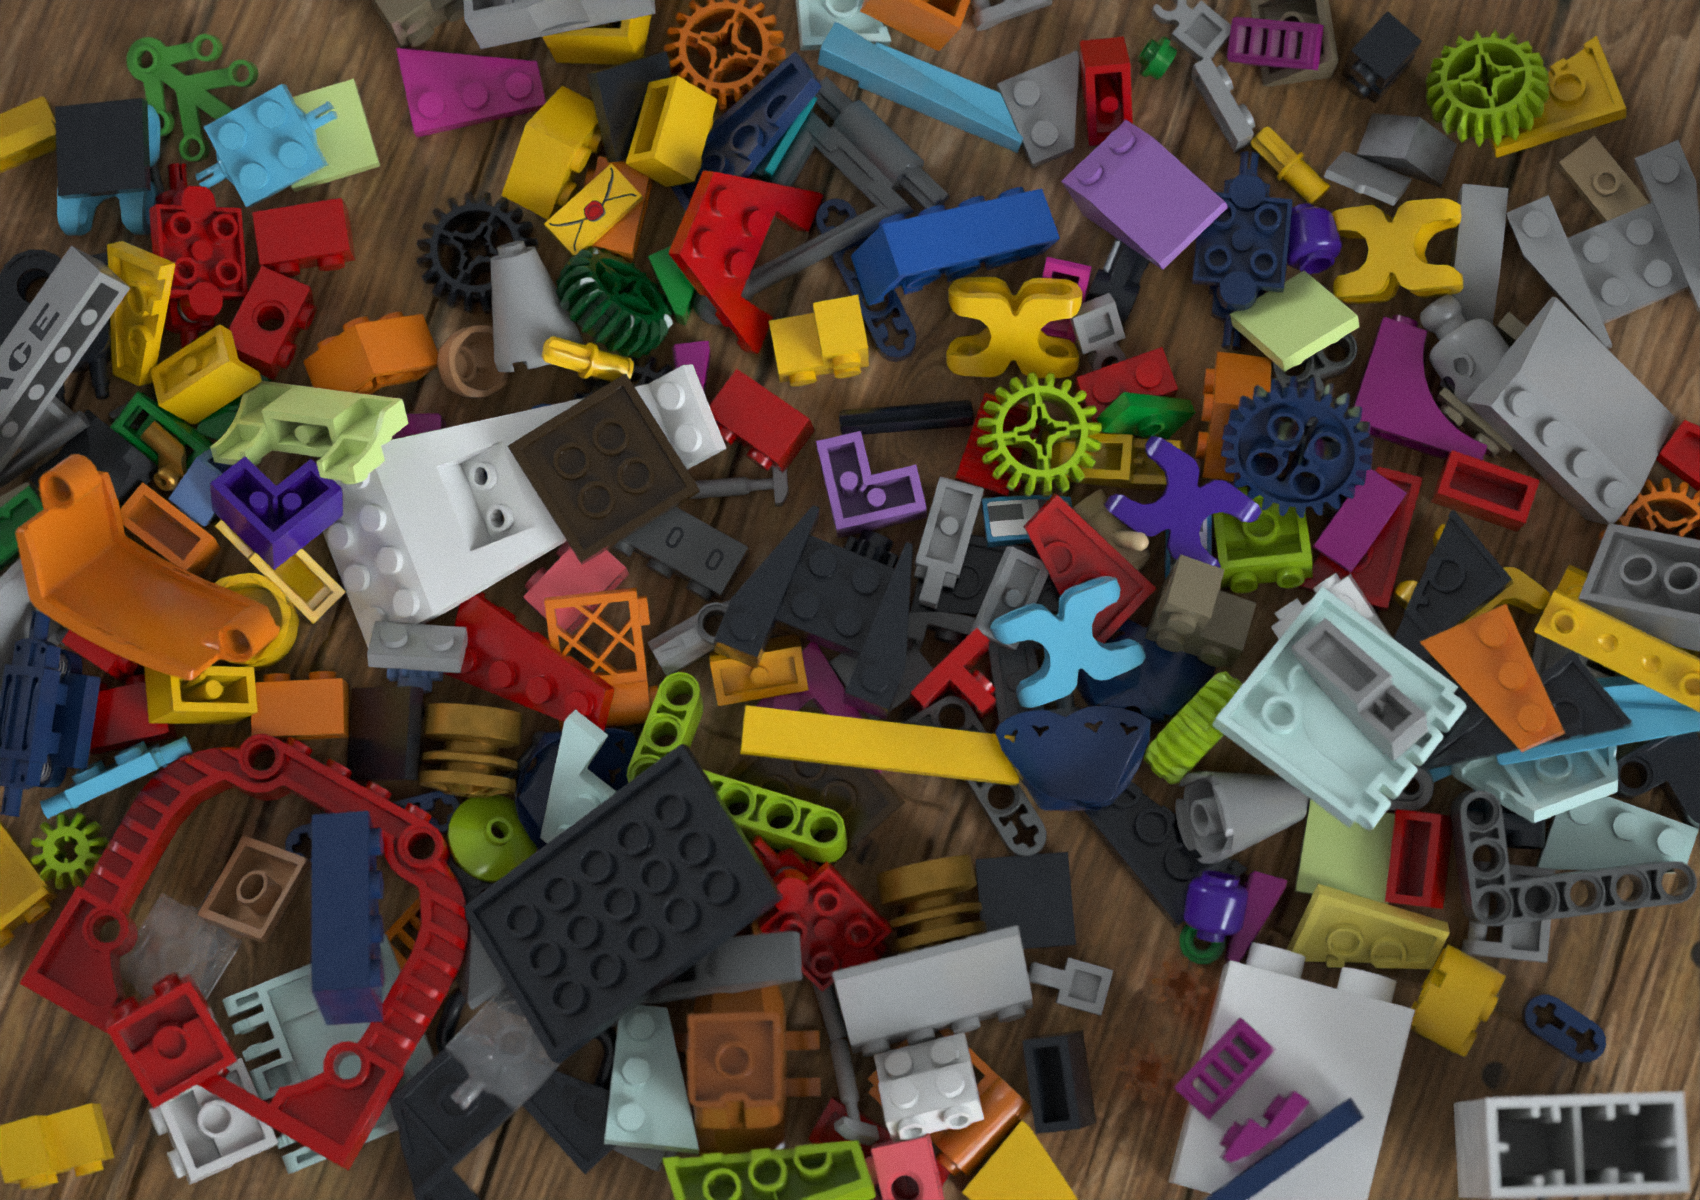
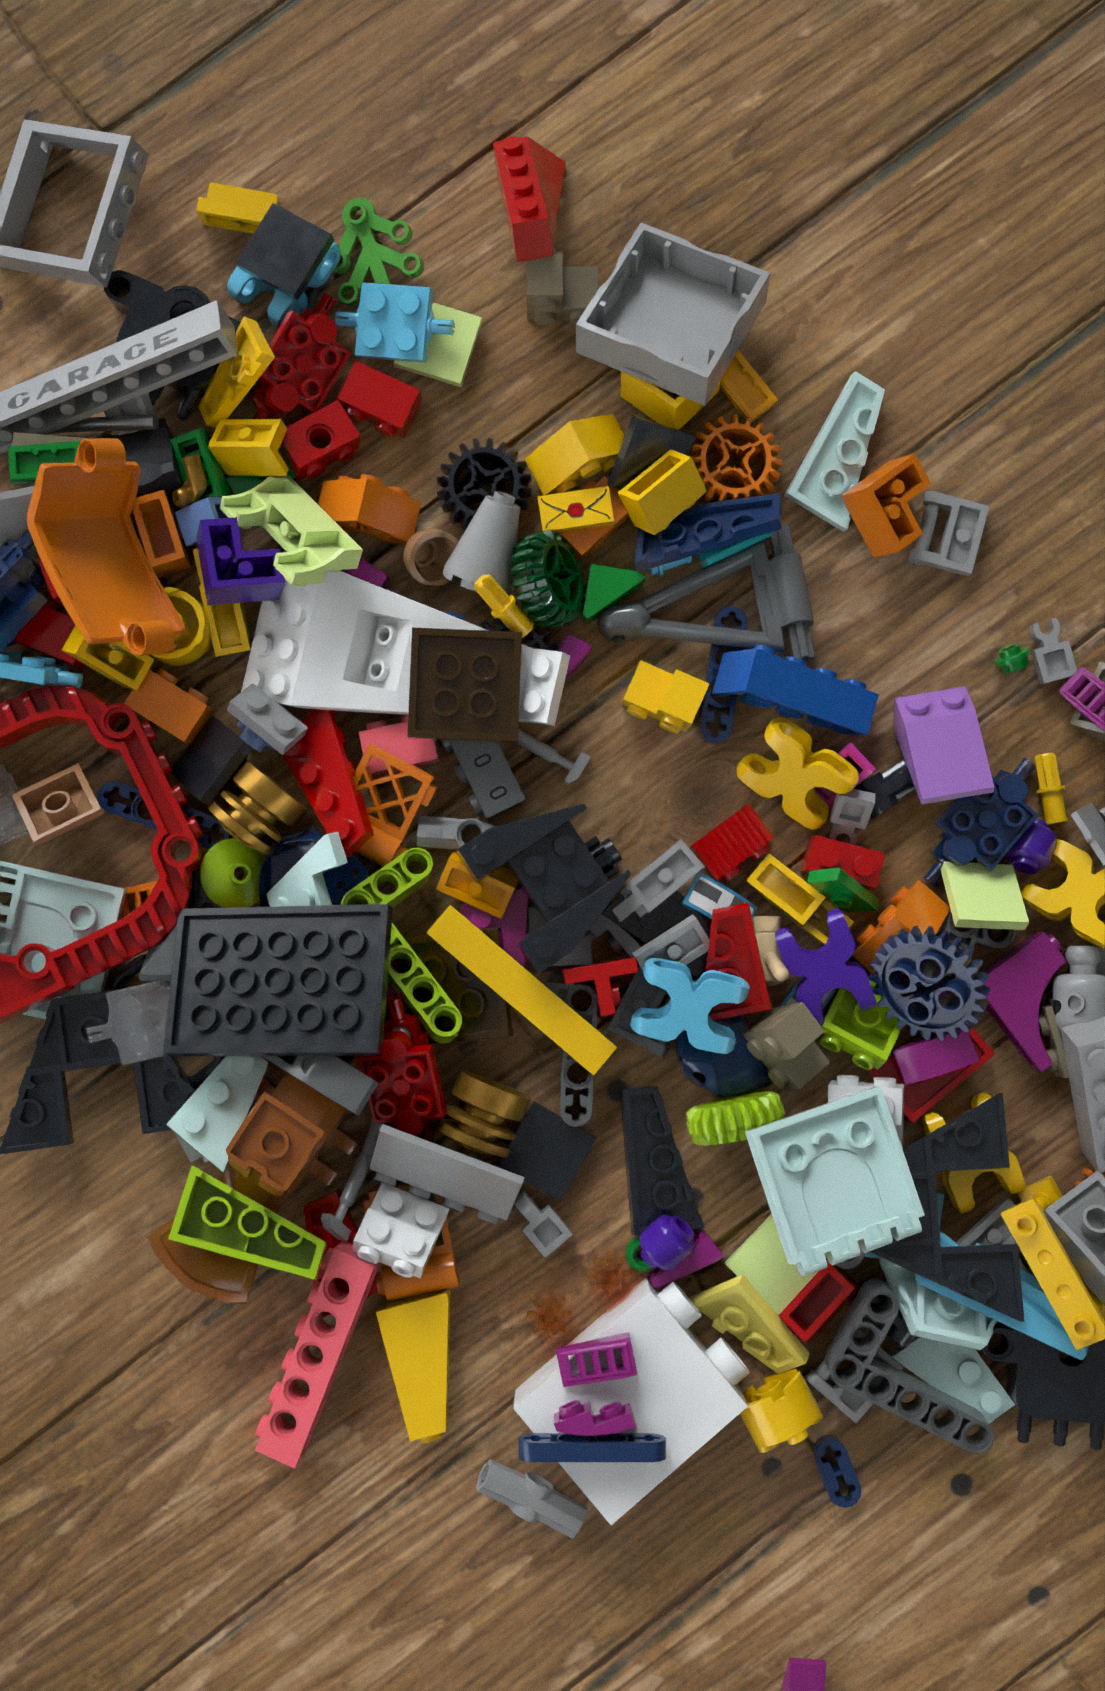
camera: 30 degrees right, 5 degrees up
(347, 918) = (94, 866): dark blue wedge -> none
(466, 90) = (550, 374): dark pink wing -> none
(723, 239) = (647, 586): red wing -> none
(760, 422) = (589, 721): red brick -> none
(865, 499) = (621, 819): medium lavender brick -> none
(907, 417) = (686, 783): black axle -> none
(920, 86) = (845, 572): medium azure wedge -> none
(1044, 108) = (916, 641): light grey wing -> none
(1058, 433) = (771, 842): lime gear -> none
(1059, 1082) = (487, 1283): black brick -> none
(1069, 762) = (639, 1082): dark blue piece -> none
(1105, 86) = (966, 655): red slope -> none
(1215, 89) = (1037, 704): light grey plate -> none
(1235, 811) = (719, 1188): light grey cone -> none
(1361, 689) = (859, 1176): light grey slope -> none
(1485, 491) = (1030, 1091): red brick -> none
(1498, 674) = (957, 1227): orange wing -> none
(1571, 1145) = (789, 1580): white brick -> none

